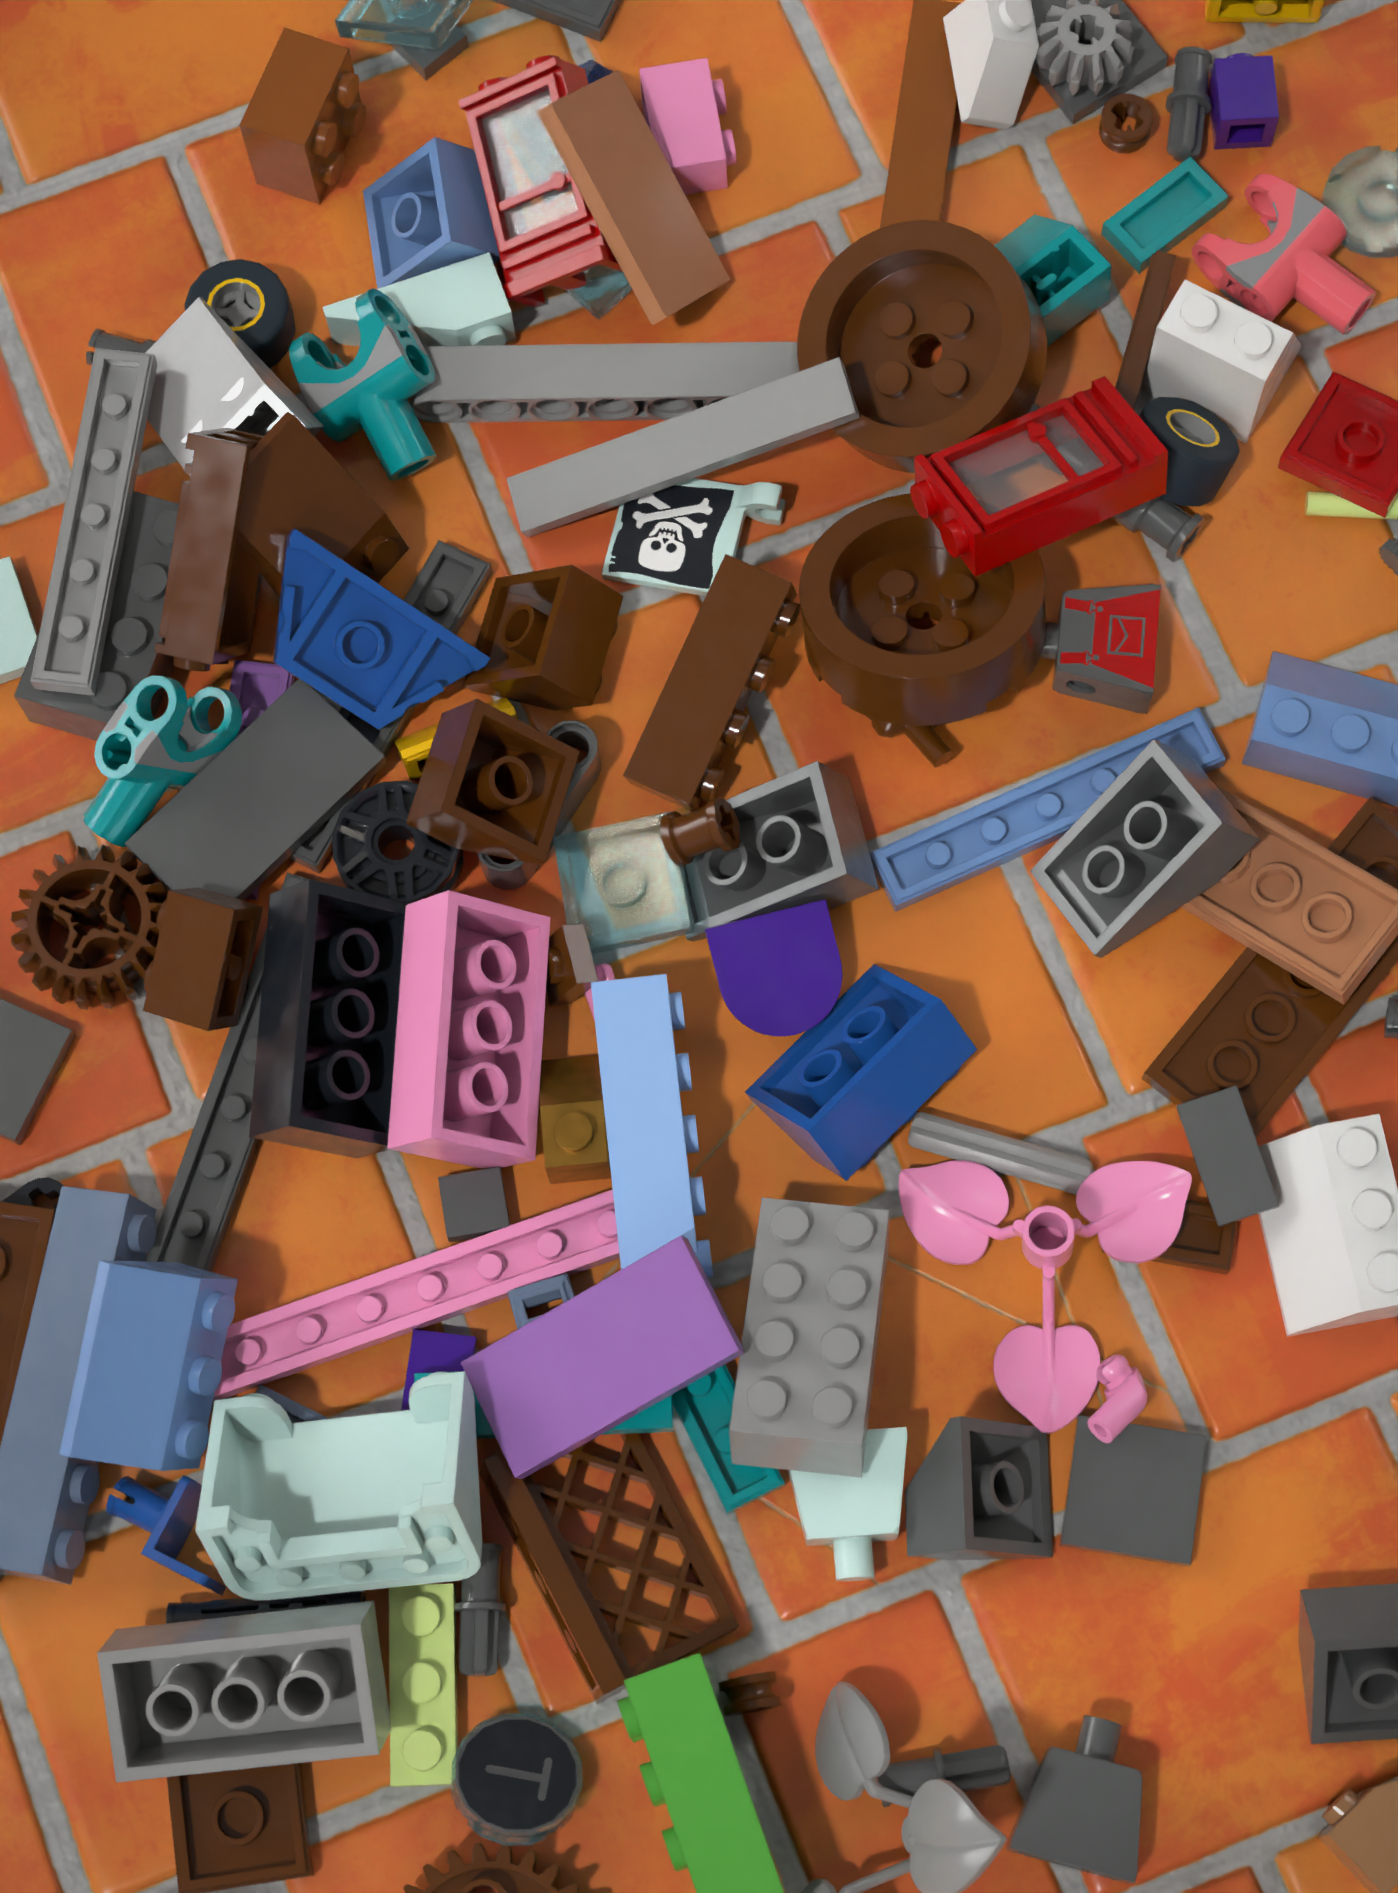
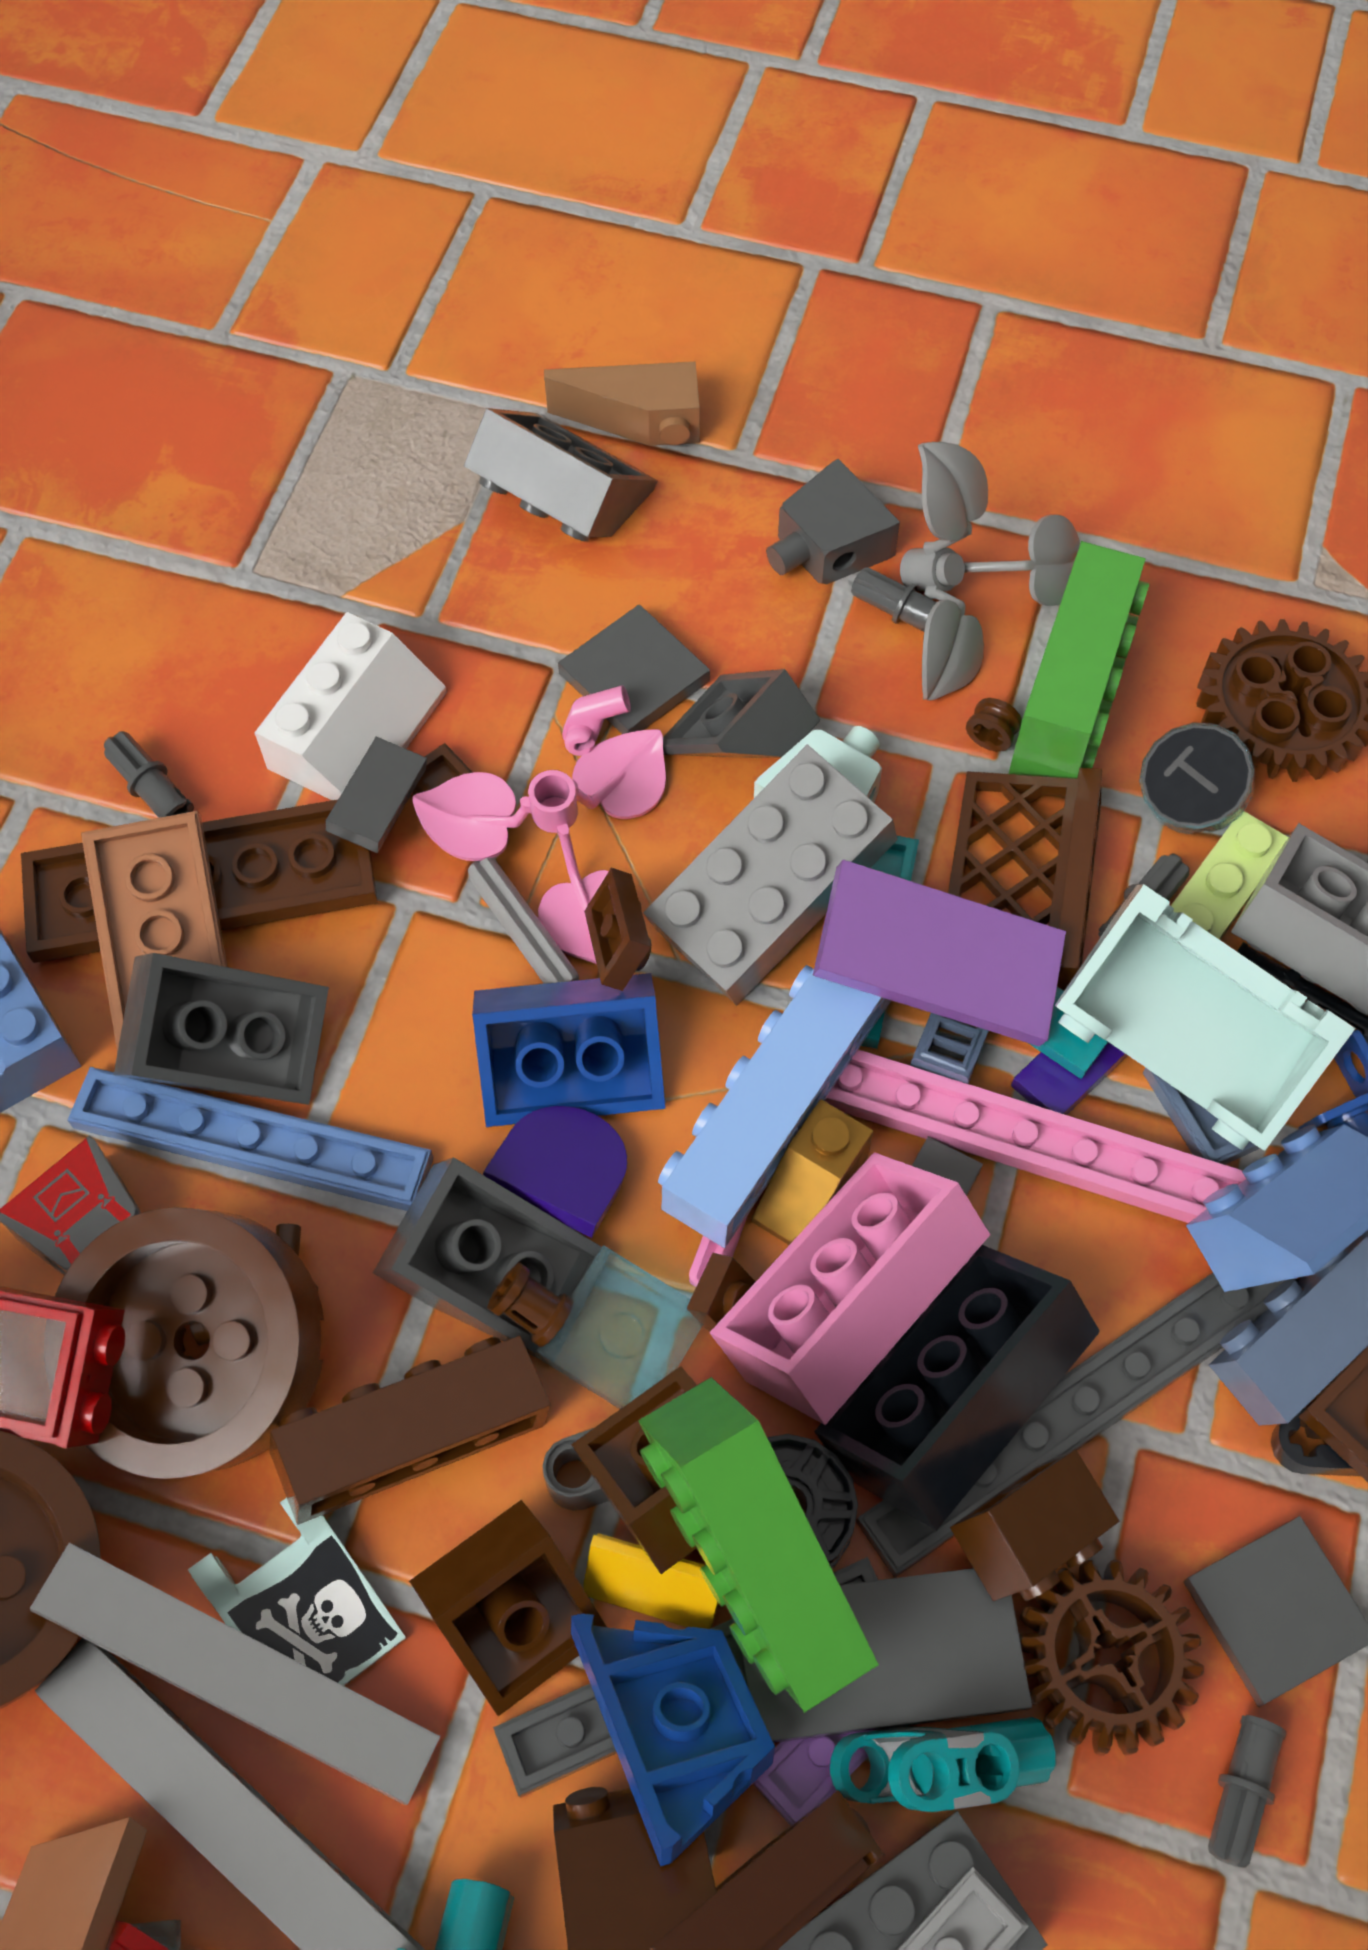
camera: 145 degrees left, 10 degrees down
(377, 741) = (755, 1544): none -> bright green brick
(908, 1186) = (617, 930): none -> reddish brown plate

